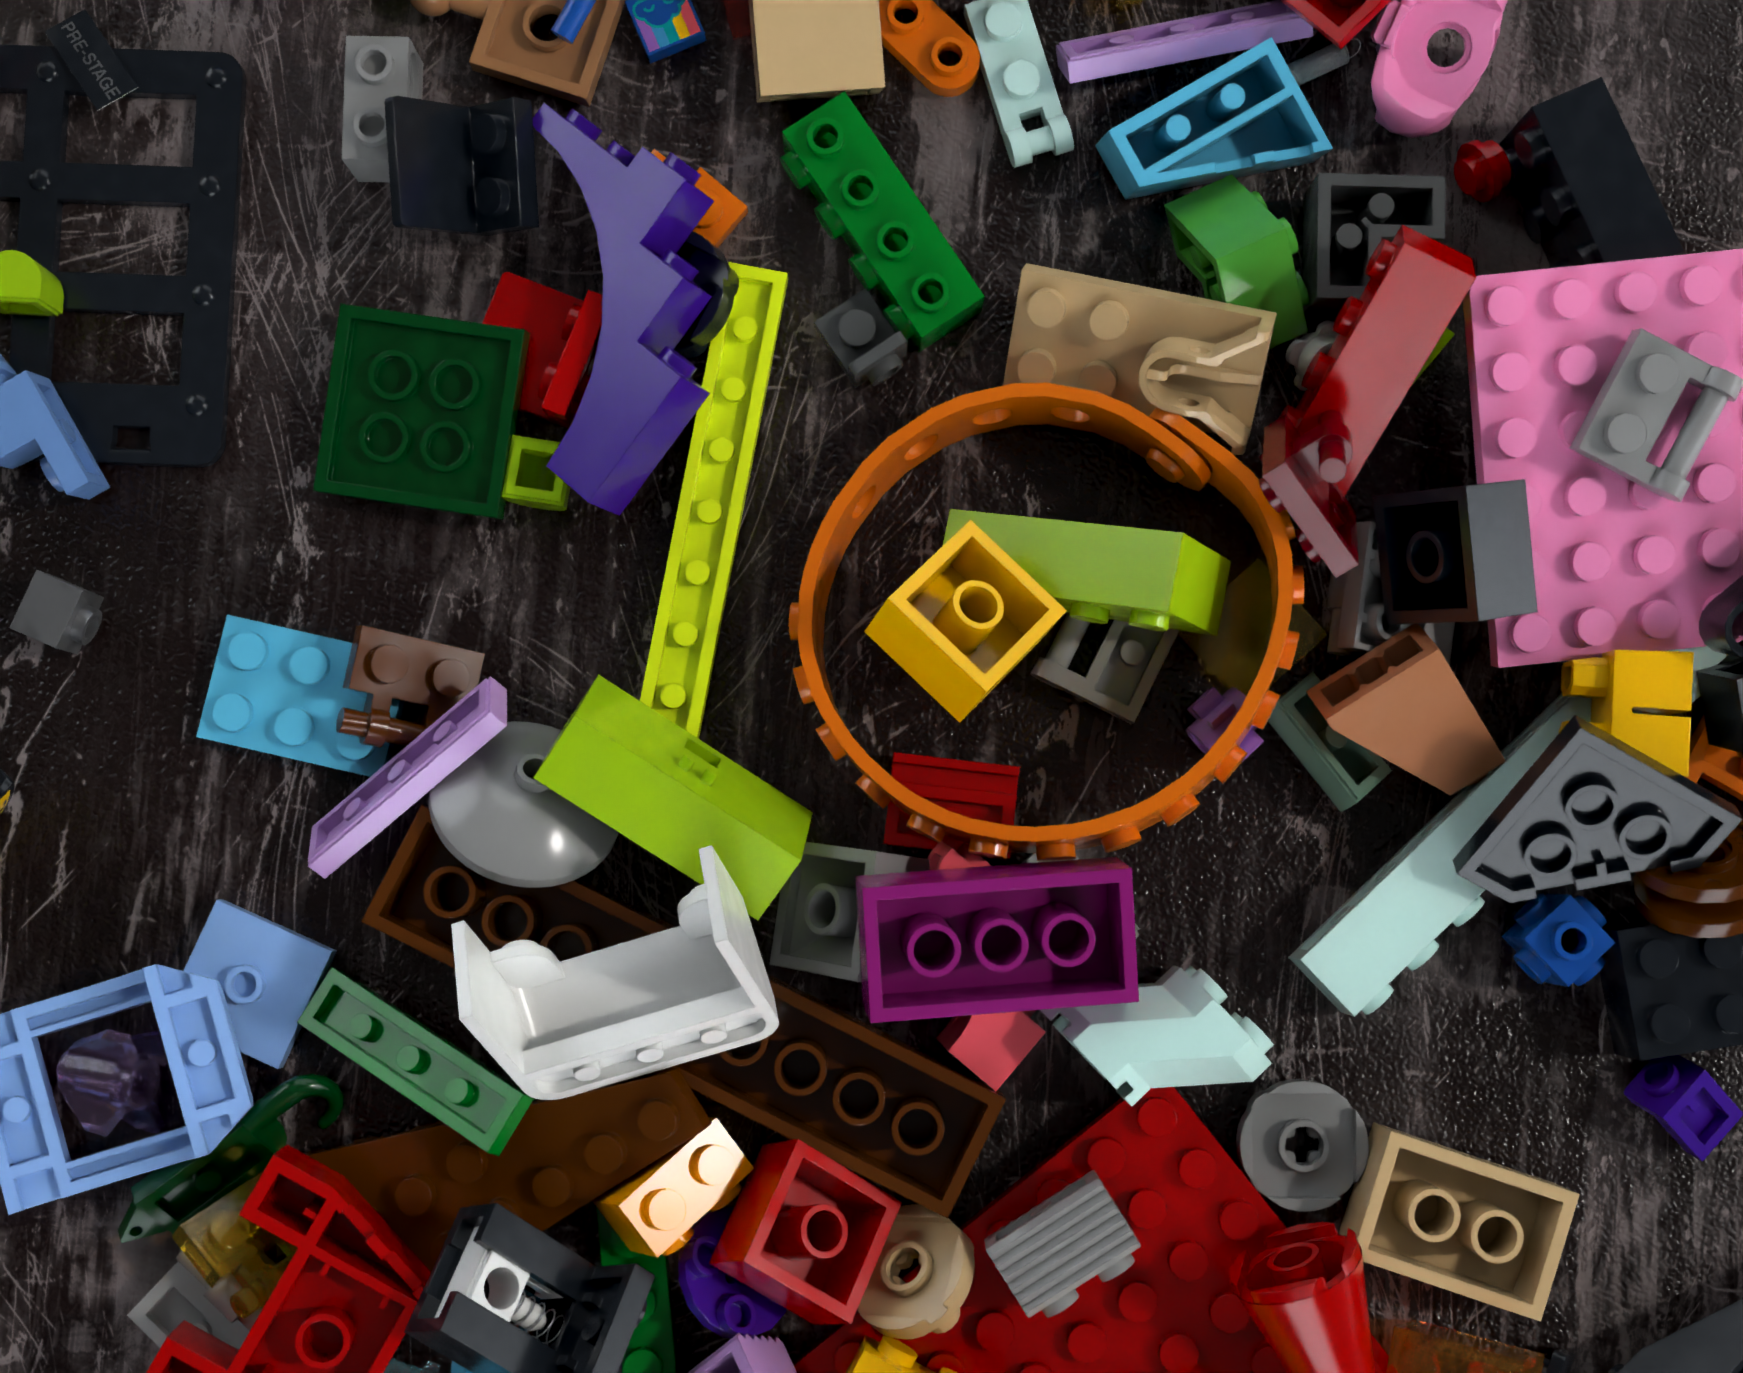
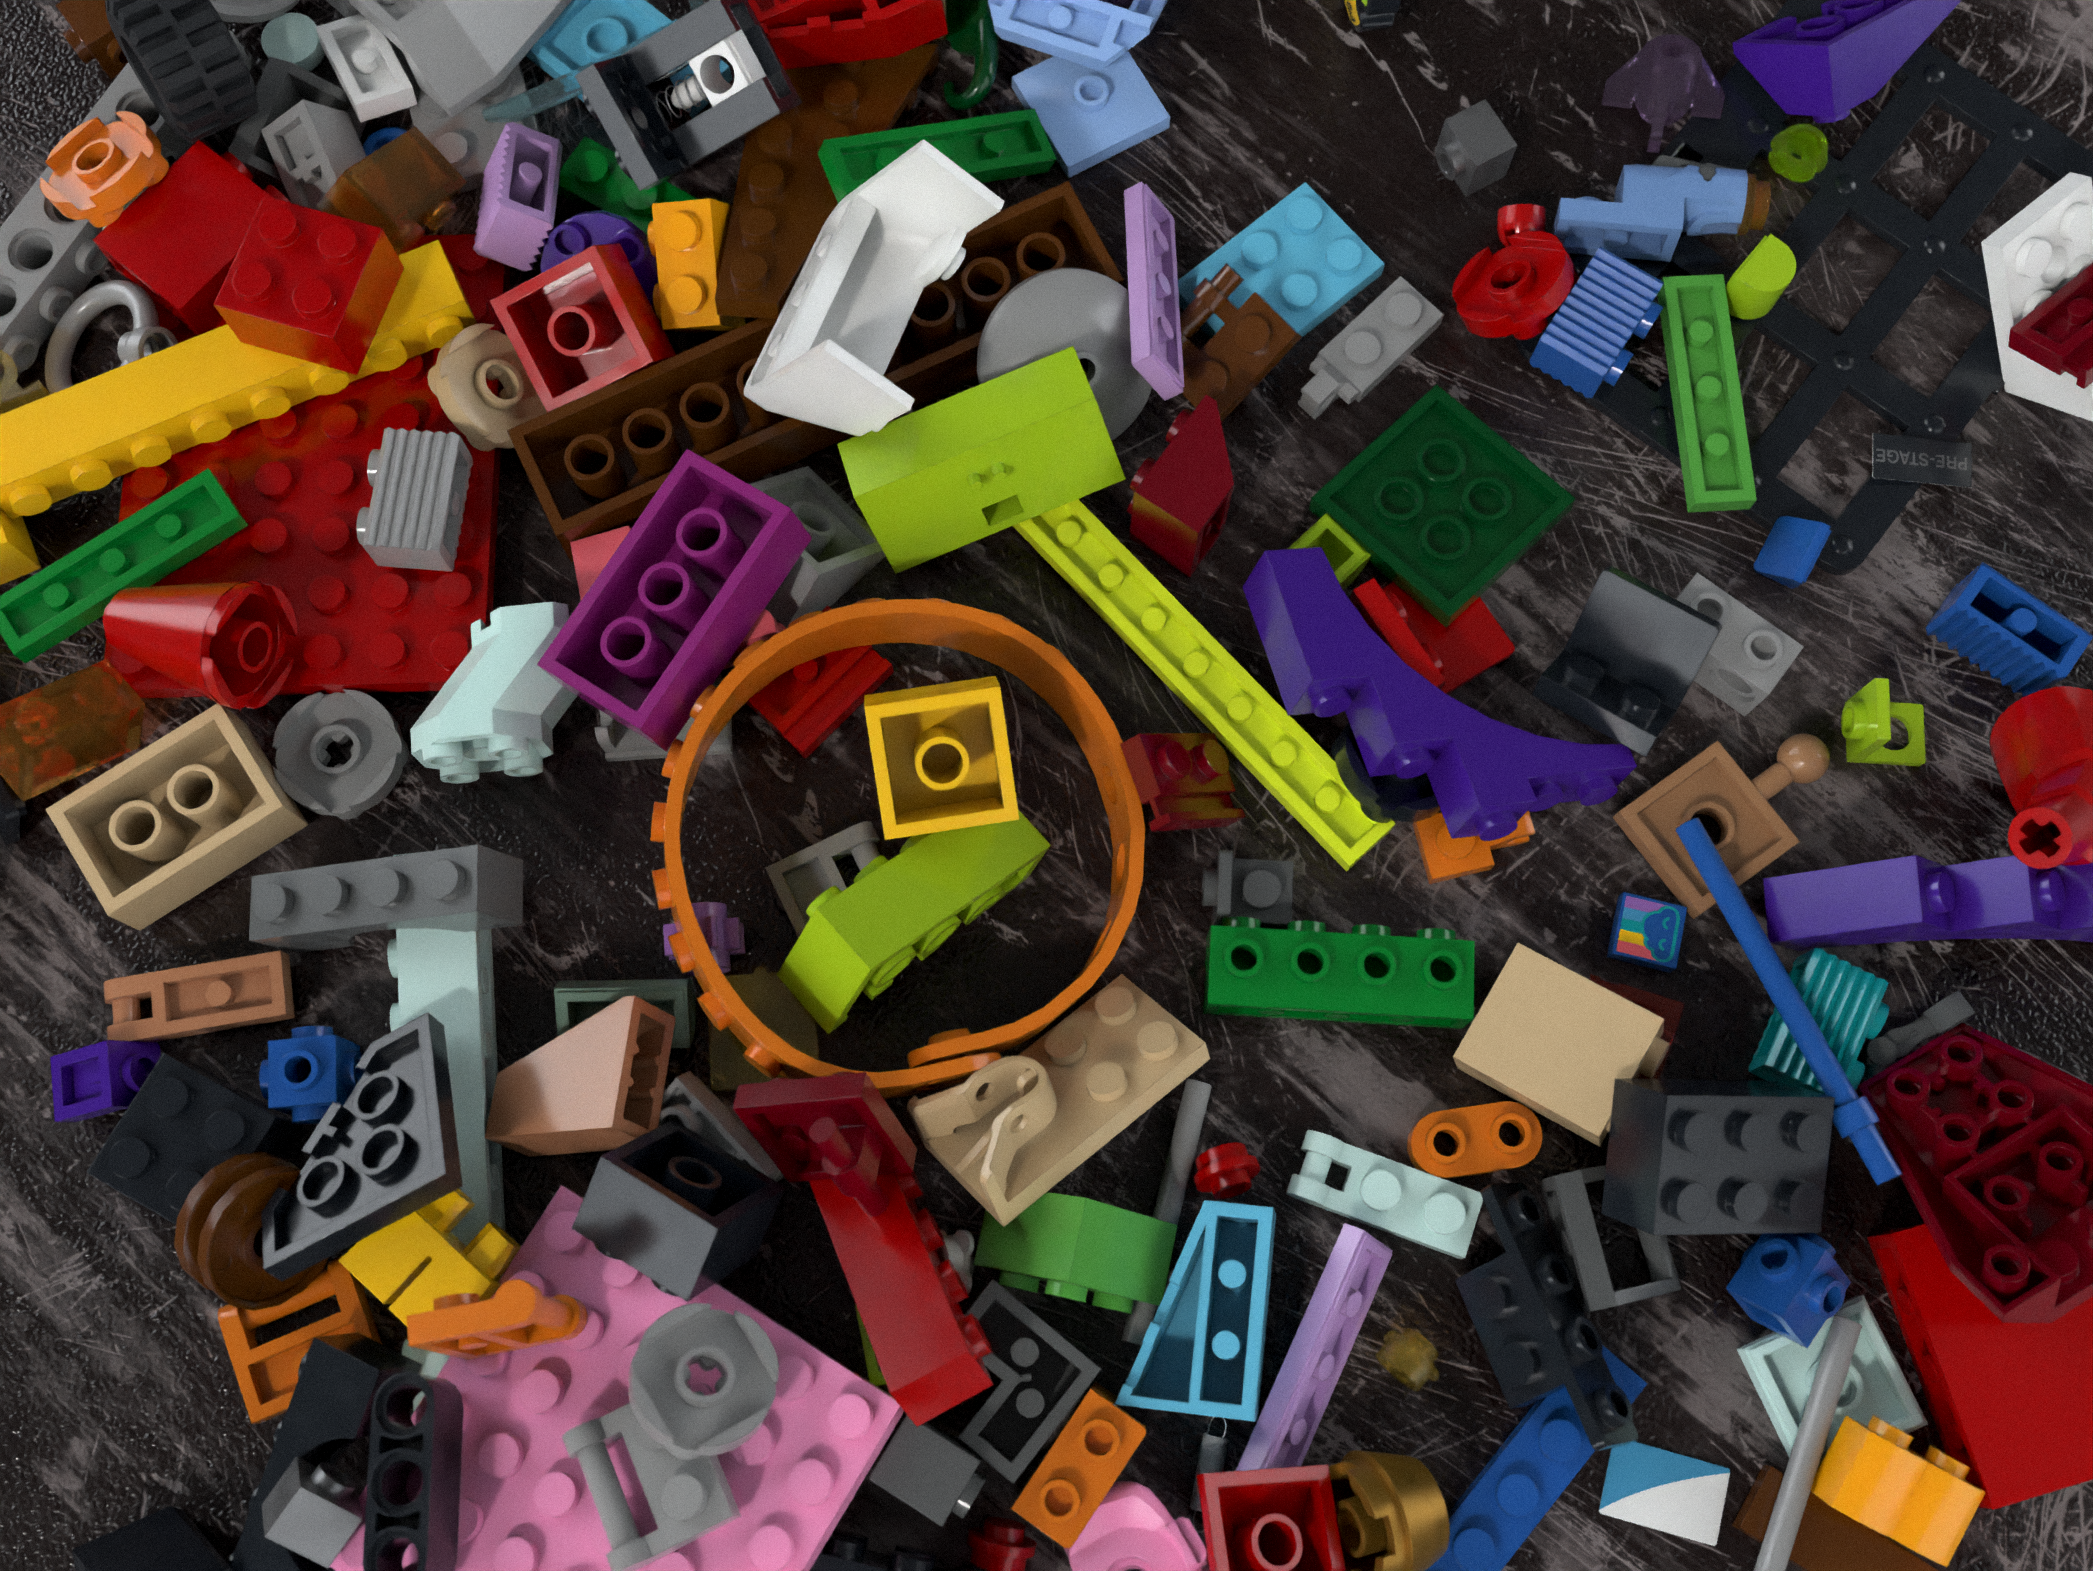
camera: 130 degrees right, 10 degrees down
(107, 523) = (1518, 219): none -> red hinge
(160, 264) = (1706, 394): none -> bright green plate
(160, 390) = (1596, 323): none -> blue brick
(182, 453) = (1514, 286): none -> red plate
(255, 107) = (1791, 550): none -> blue slope
(313, 574) = (1370, 347): none -> light grey hinge
(568, 613) = (1186, 492): none -> dark red slope
(819, 445) = (1182, 780): none -> dark red plate
(1093, 201) = (1226, 1170): none -> red plate
(1130, 236) = (1173, 1186): none -> light grey bar
(1387, 968) = (425, 890): none -> dark grey arch
(1394, 141) = (1080, 1467): none -> orange bracket
(1489, 231) = (930, 1471): none -> dark grey brick
(1552, 387) = (689, 1420): none -> light grey plate
(1570, 1084) = (201, 998): none -> nougat plate
(1651, 605) = (509, 1322): none -> orange plate

